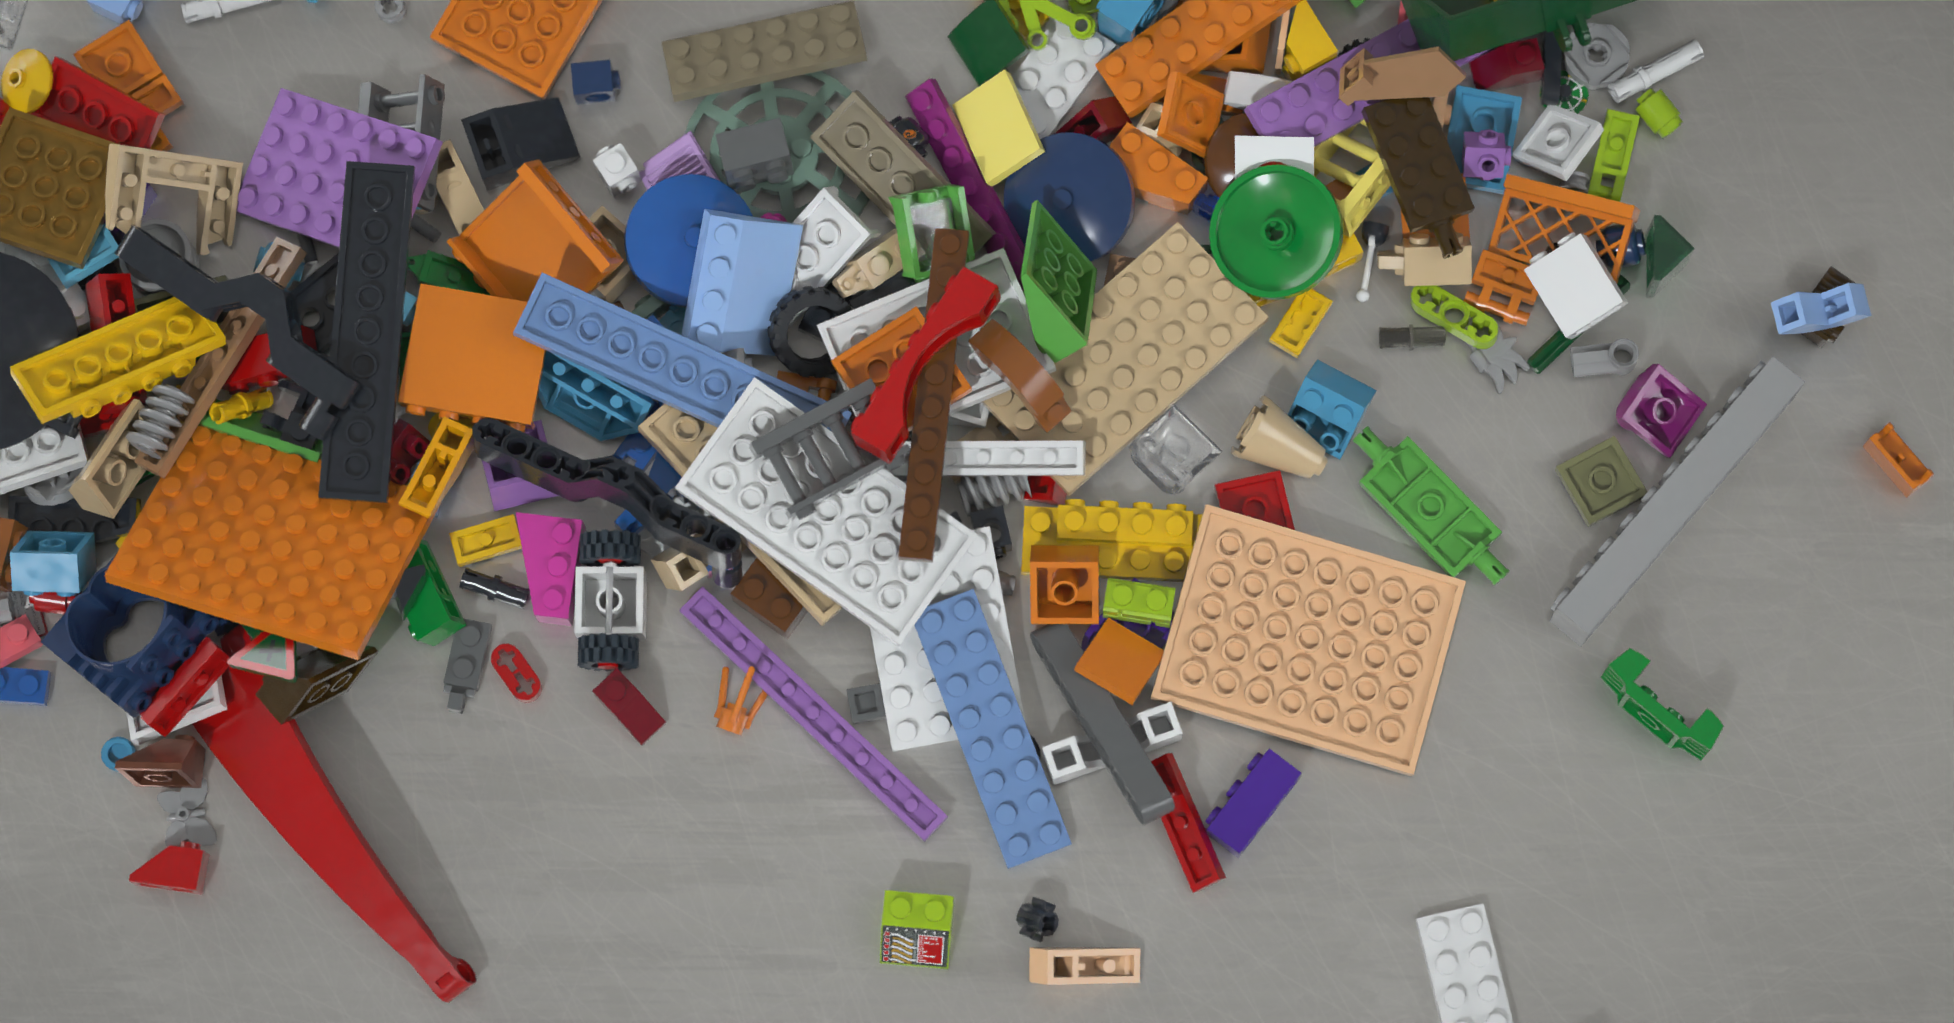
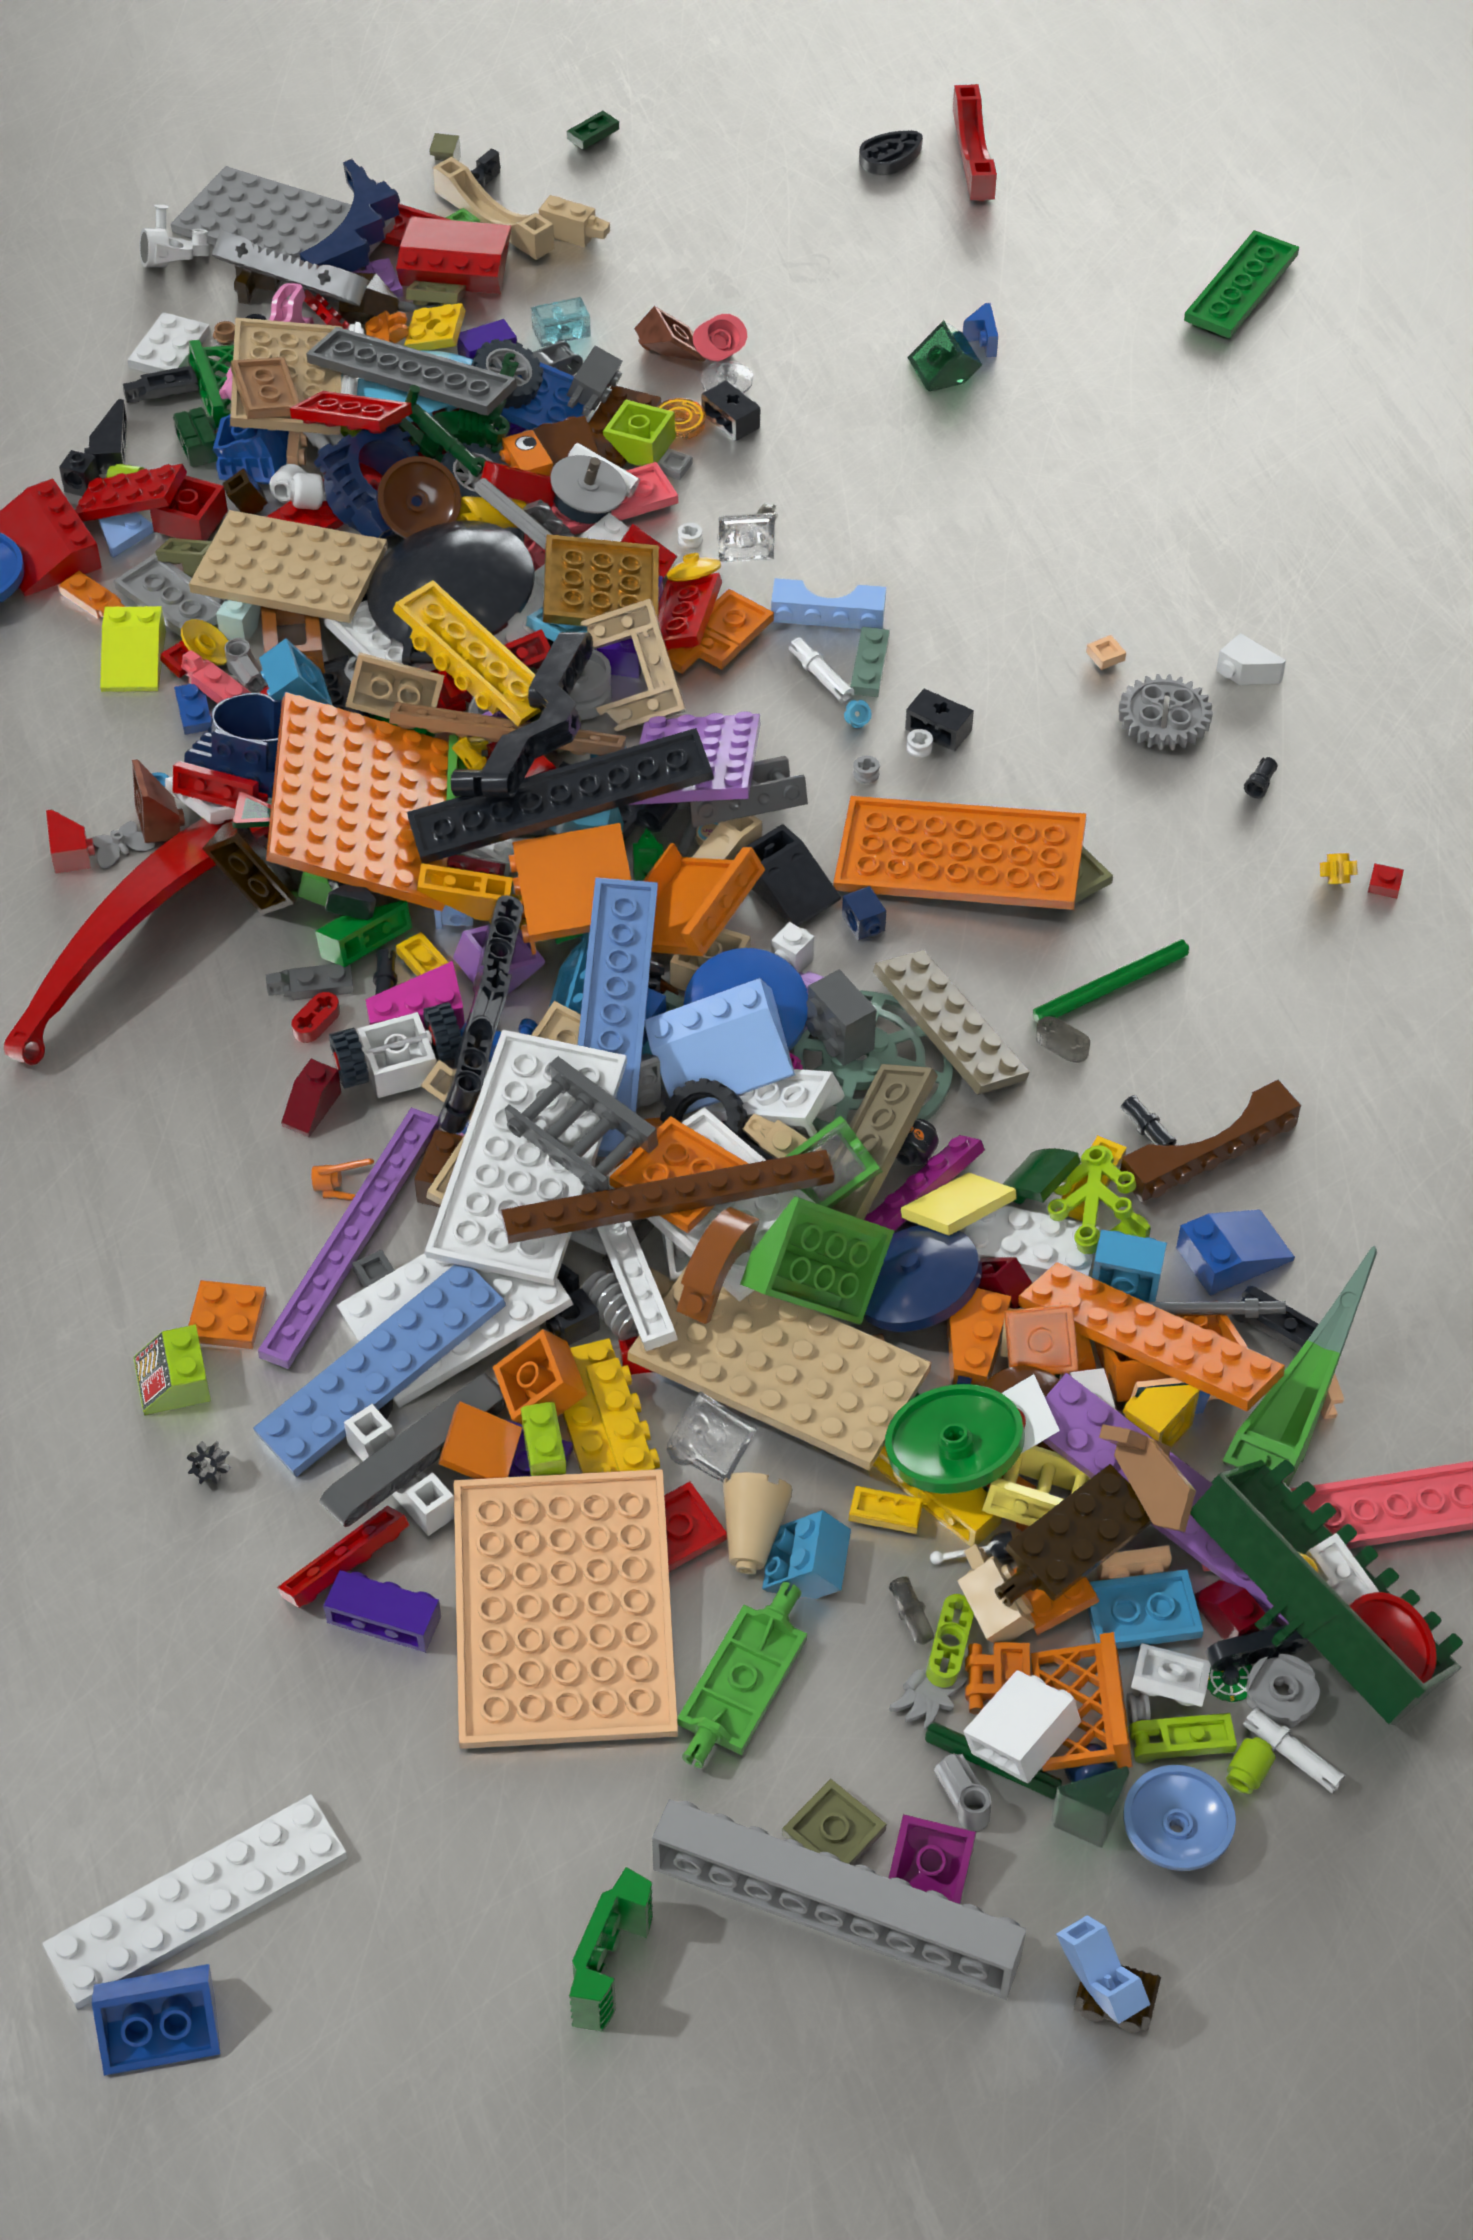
camera: 65 degrees right, 25 degrees down
(159, 419) = (433, 696): light grey piece -> none
(861, 860) = (228, 1313): none -> orange plate
(962, 308) = (624, 1148): red arch -> none
(1083, 965) = (175, 1515): light nougat slope -> none
(1485, 154) = (1121, 1602): medium lavender brick -> none
(1707, 175) = (1184, 1799): none -> medium blue dish
(1897, 460) = (980, 2123): orange hinge -> none

